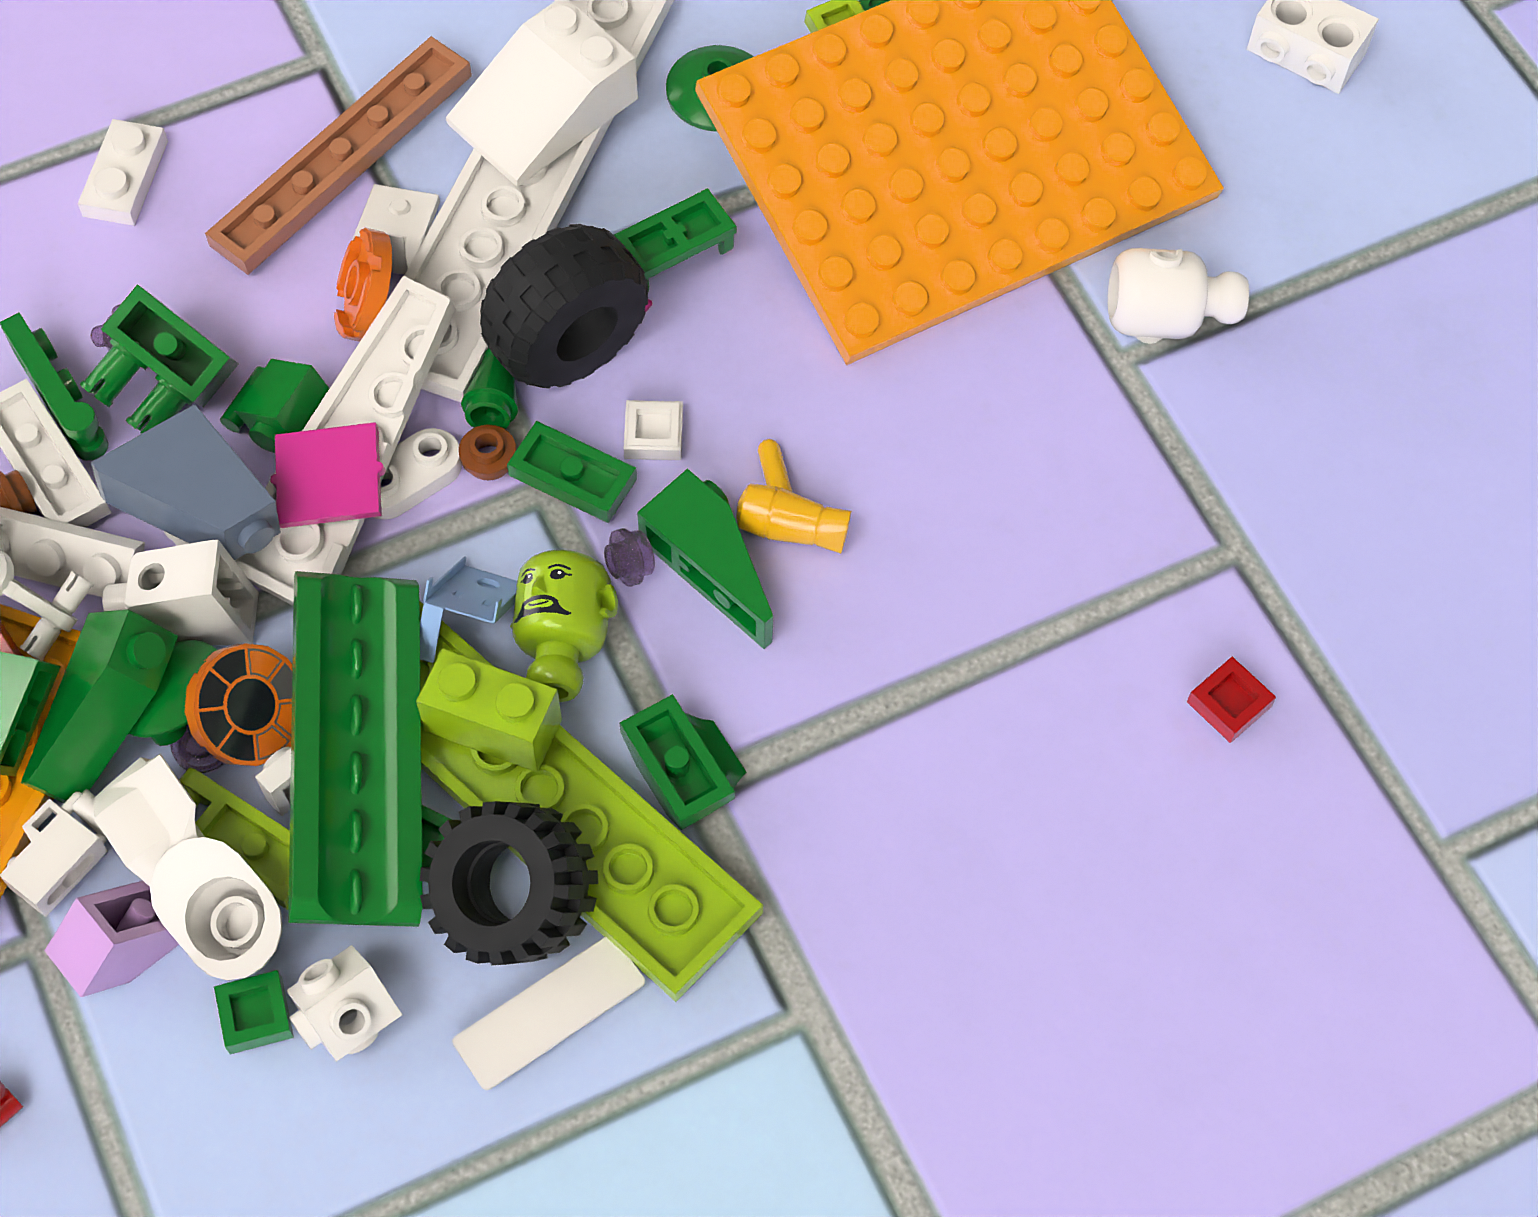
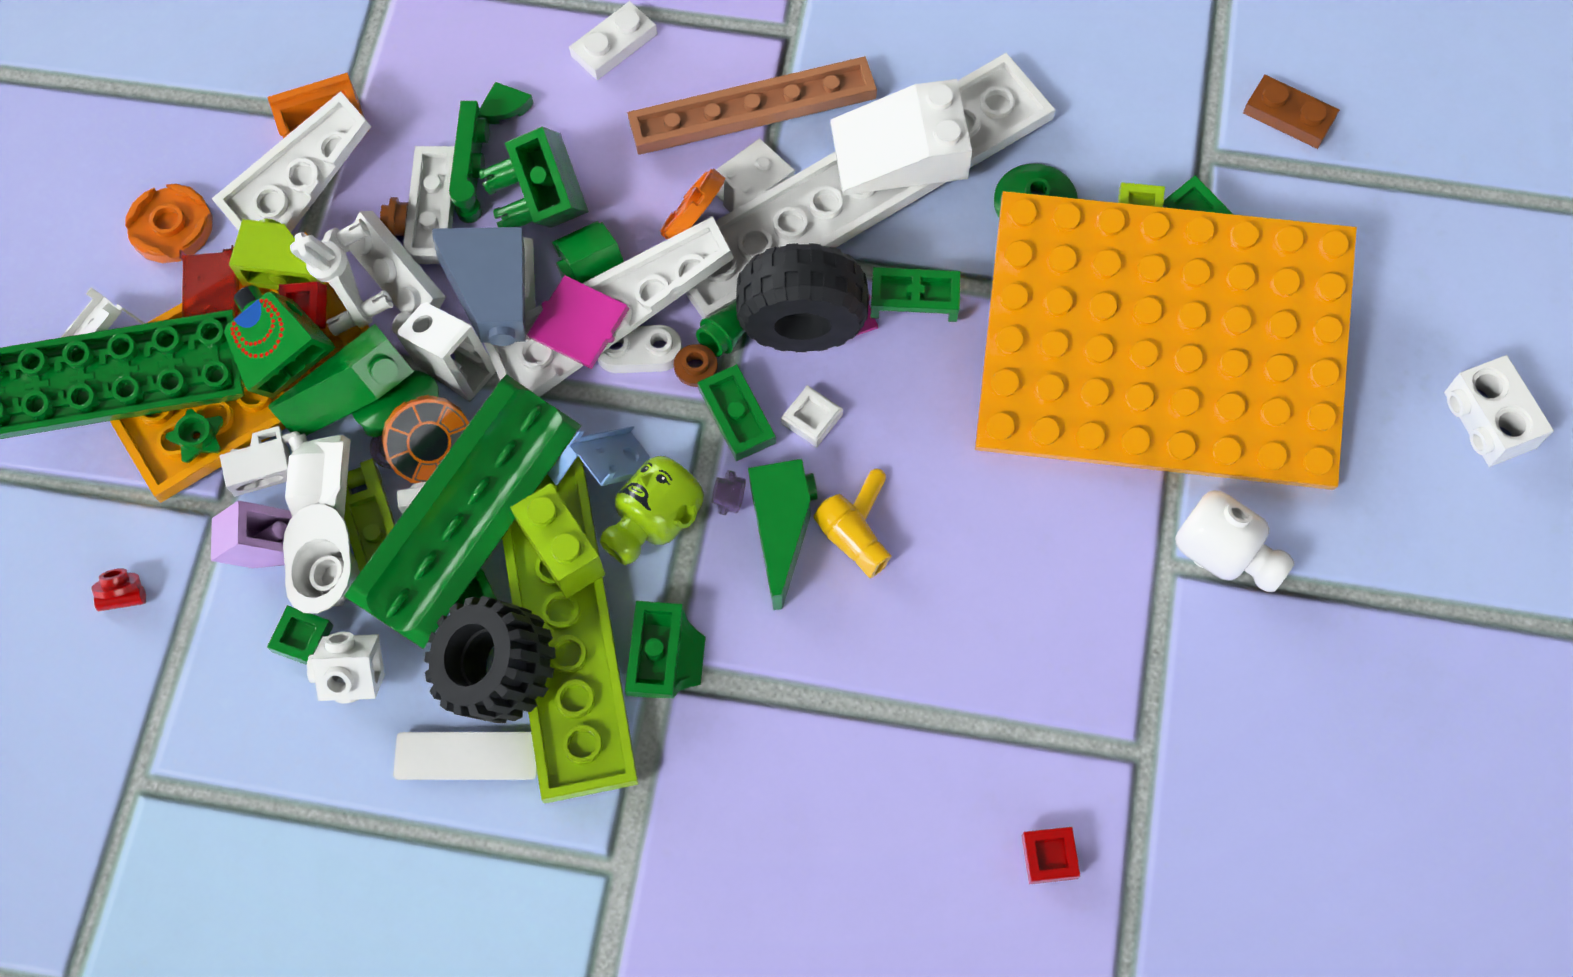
camera: 40 degrees right, 5 degrees up
(46, 303) = (505, 103): none -> green tile

